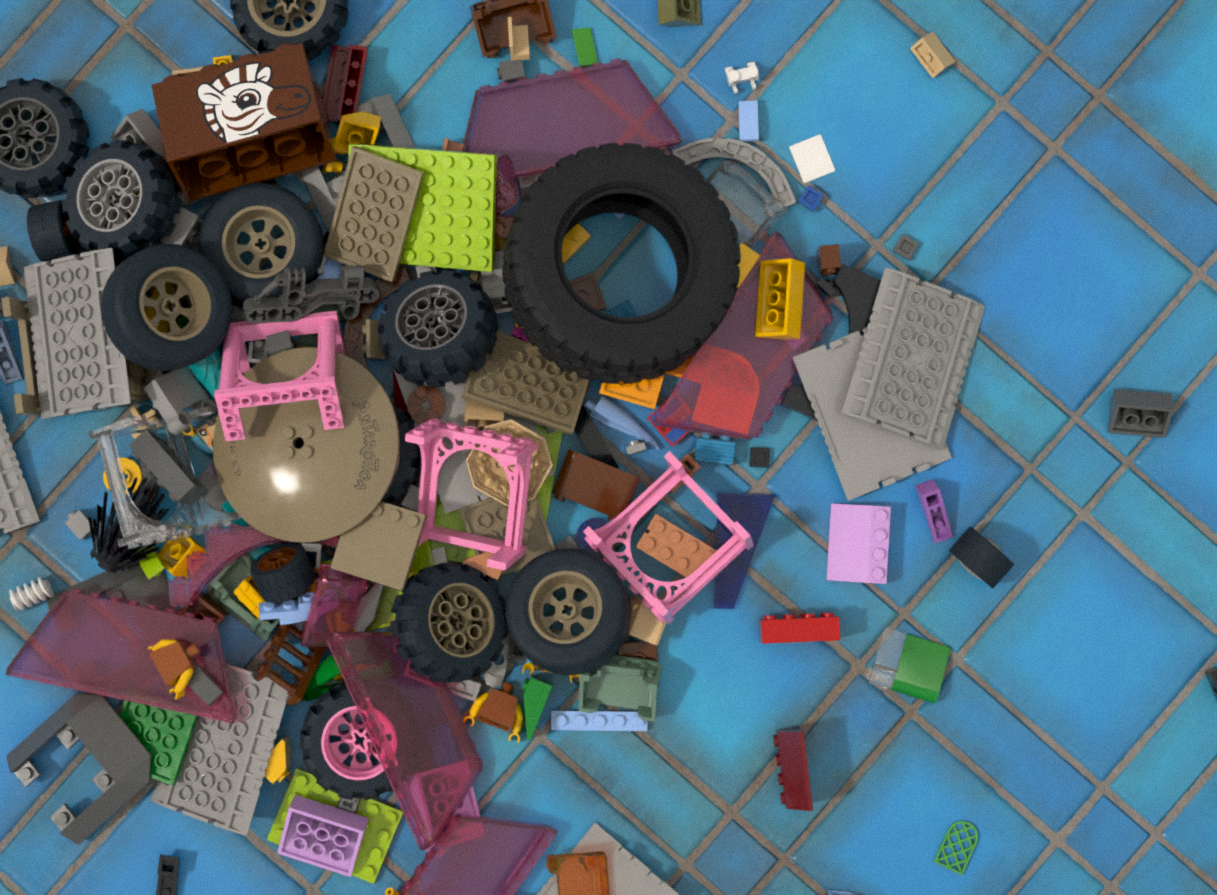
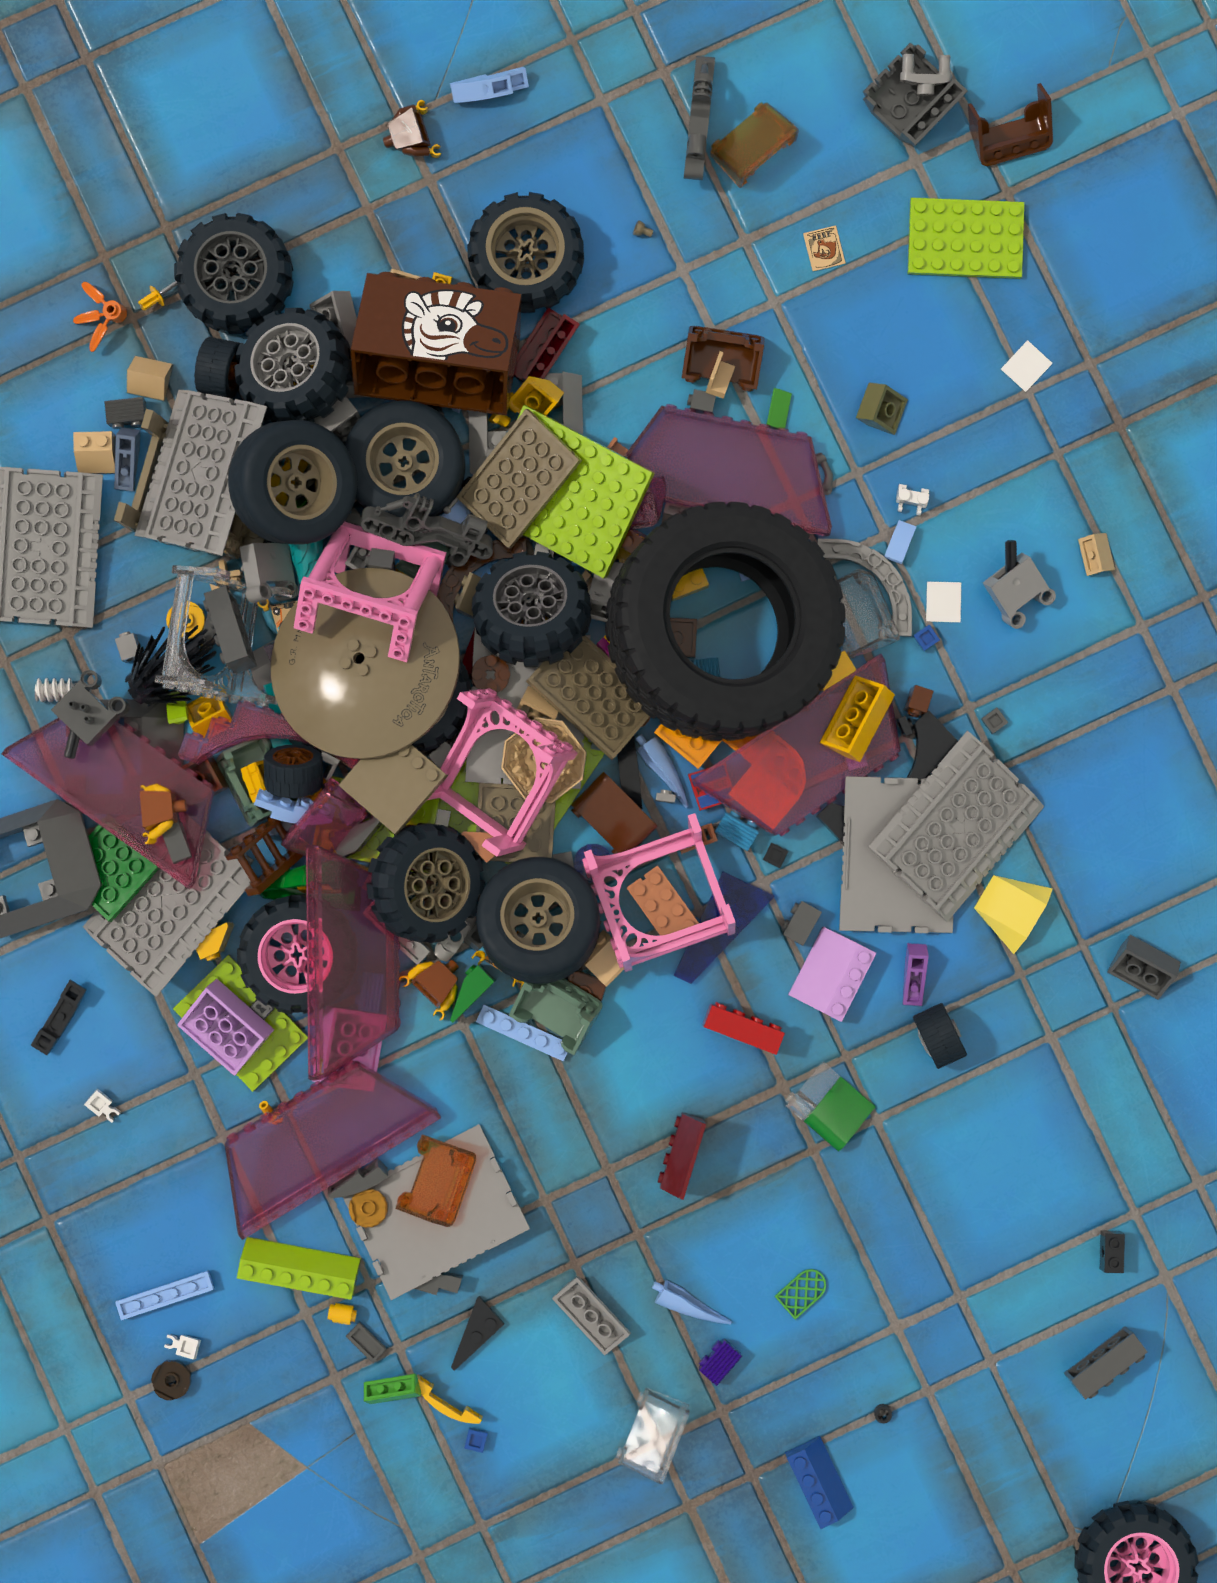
camera: 25 degrees right, 0 degrees up
(68, 603) = (86, 713): none -> dark grey piece
(658, 93) = (828, 481): none -> dark grey piece
(809, 509) = (801, 922): none -> dark grey brick
(872, 115) = (1016, 585): none -> light grey piece
(996, 412) = (1012, 908): none -> light yellow wedge

